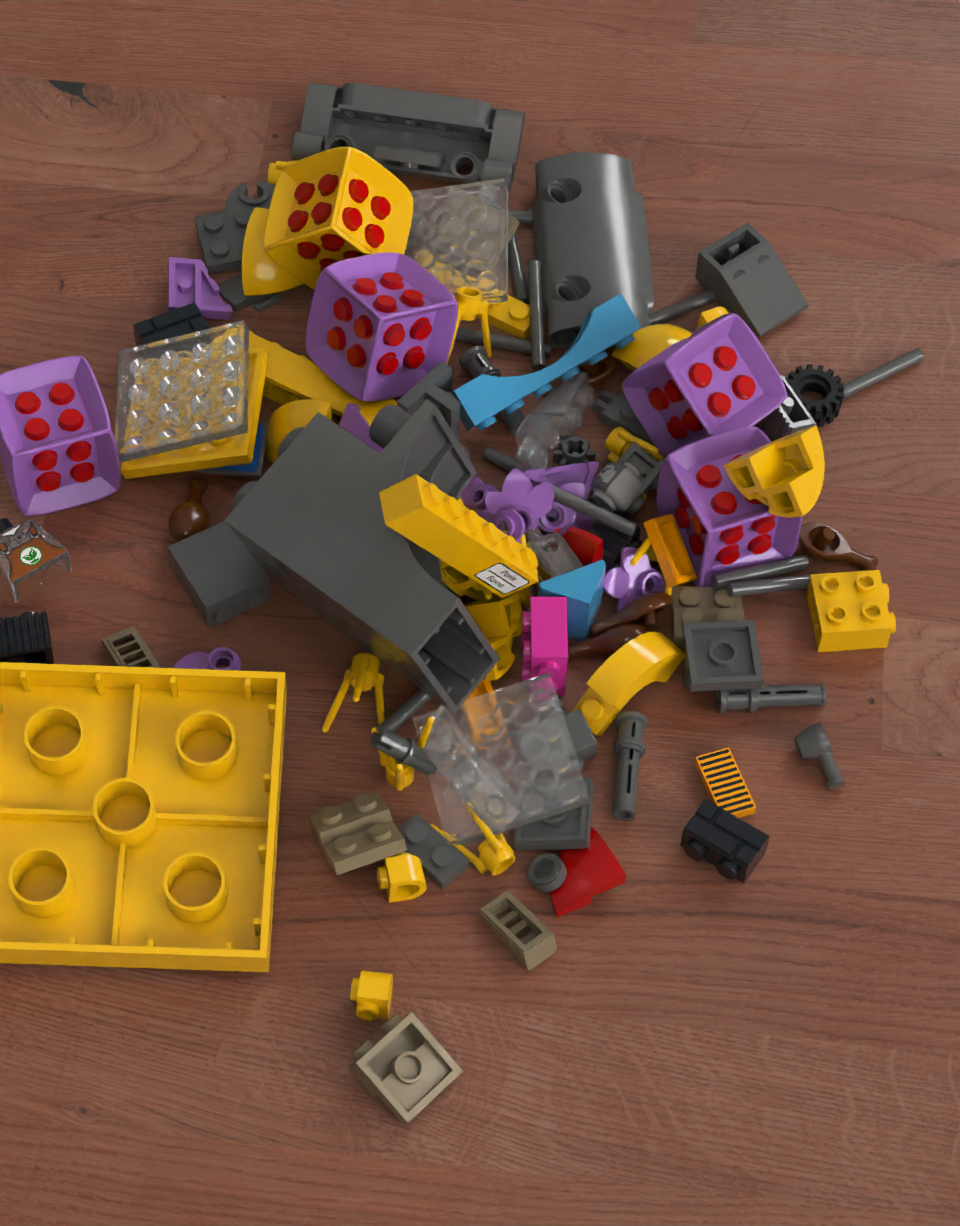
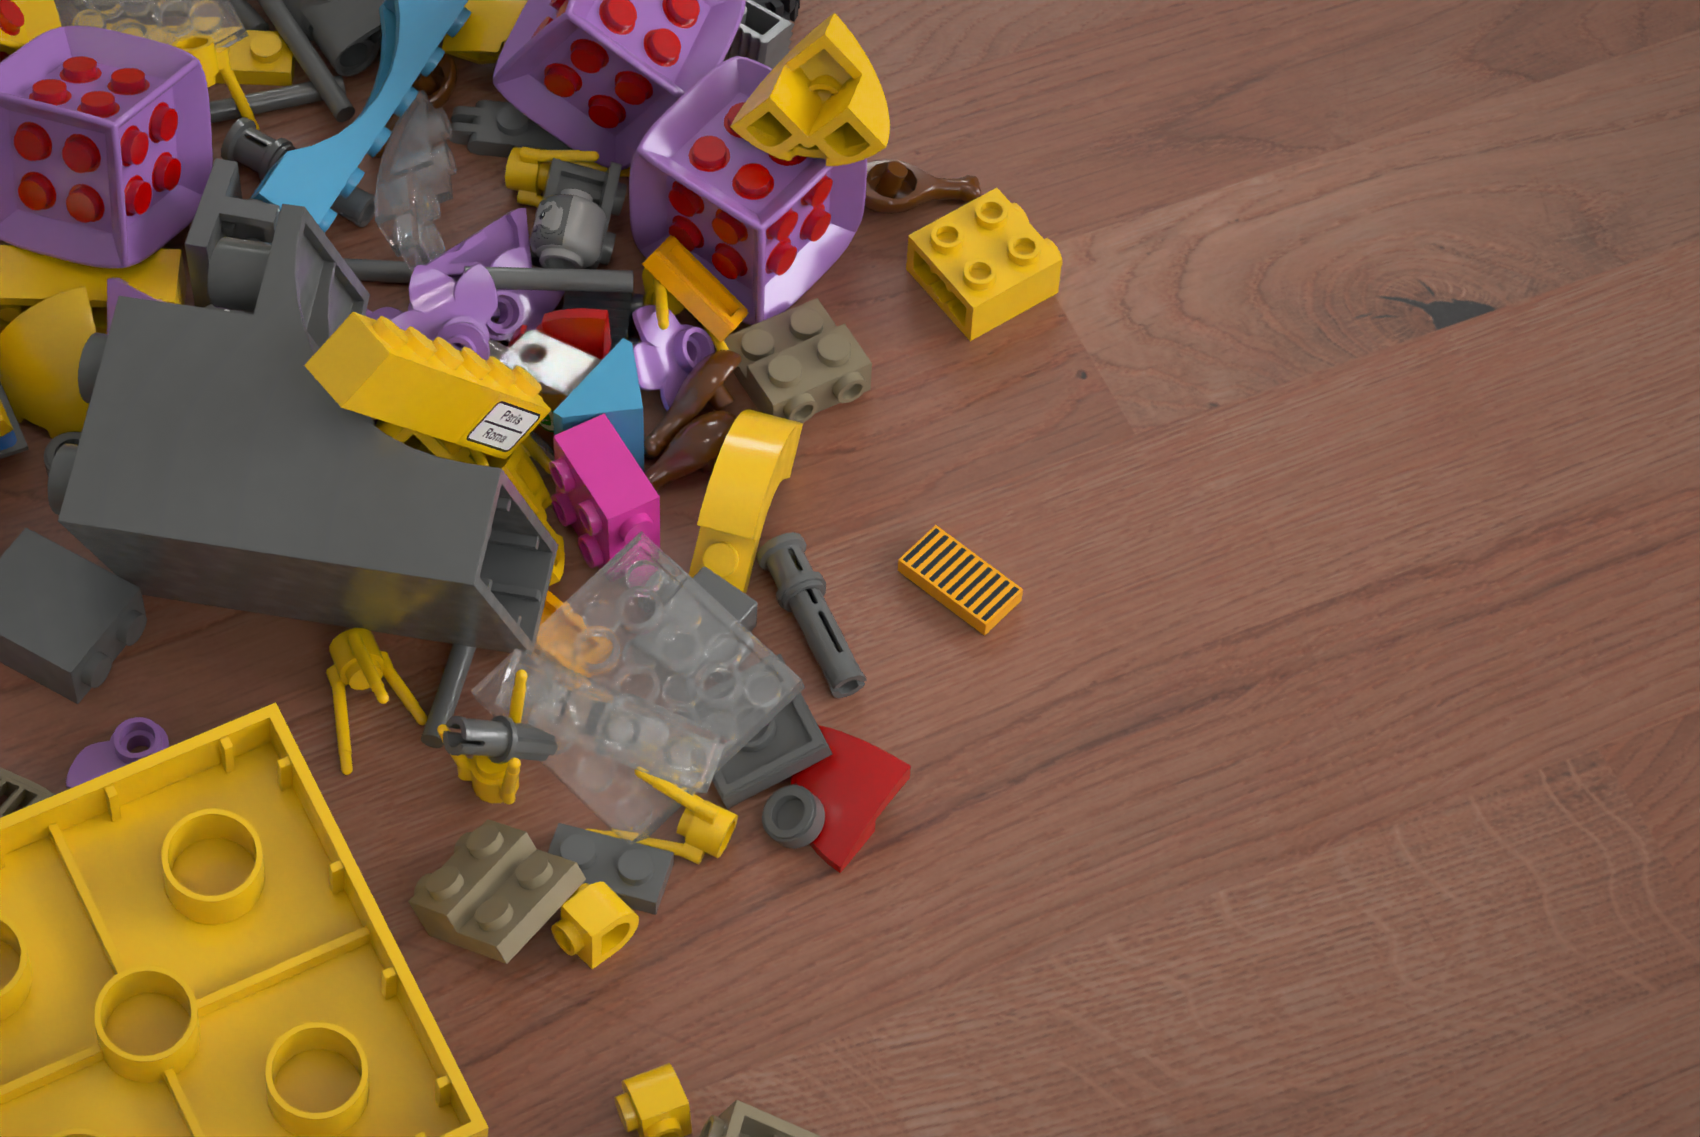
camera: 30 degrees left, 0 degrees up
(530, 949) = (835, 931): dark tan slope -> none
(573, 451) = (469, 212): dark grey gear -> none
(721, 656) = (858, 403): dark grey bracket -> none
(724, 841) = (1010, 656): black brick -> none
(760, 571) = (830, 264): dark grey bar -> none
(767, 585) = (856, 277): dark grey bar -> none
(770, 696) = (925, 440): dark grey pin -> none
(814, 744) = (1051, 464): dark grey bar -> none

